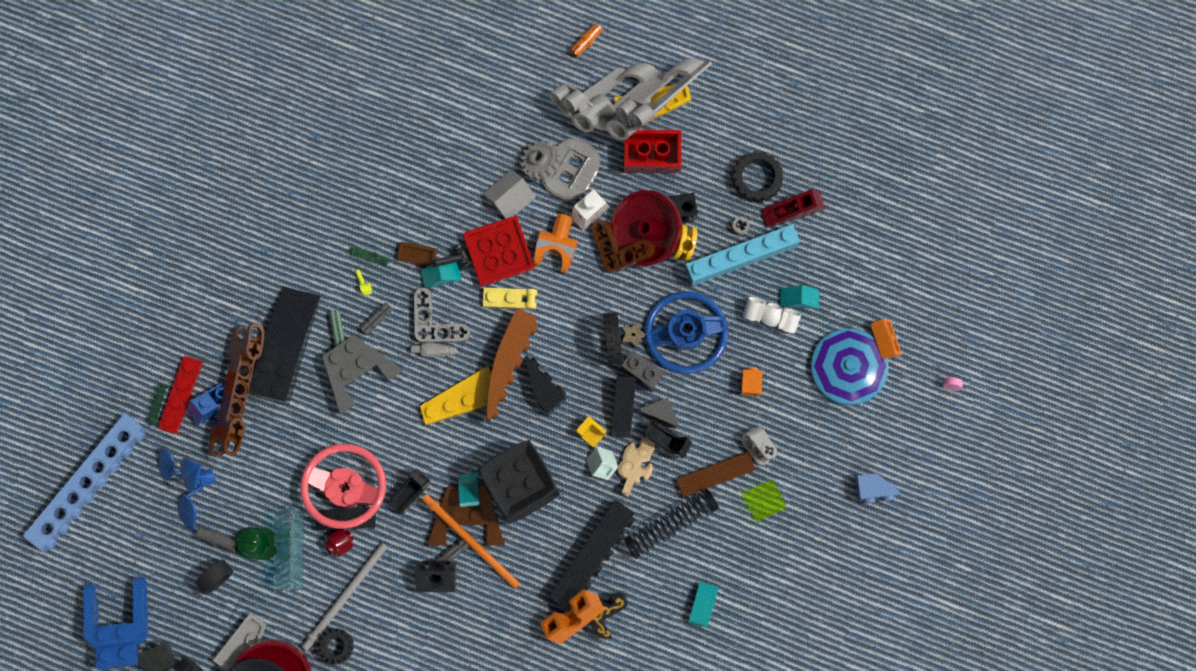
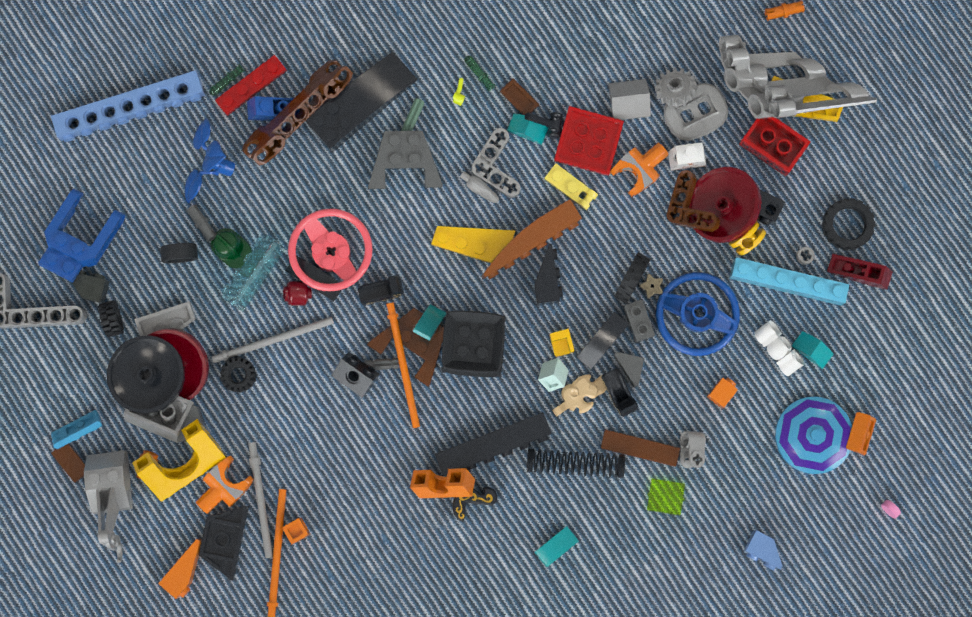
camera: 40 degrees right, 5 degrees up
(376, 318) = (450, 129): dark grey axle -> none

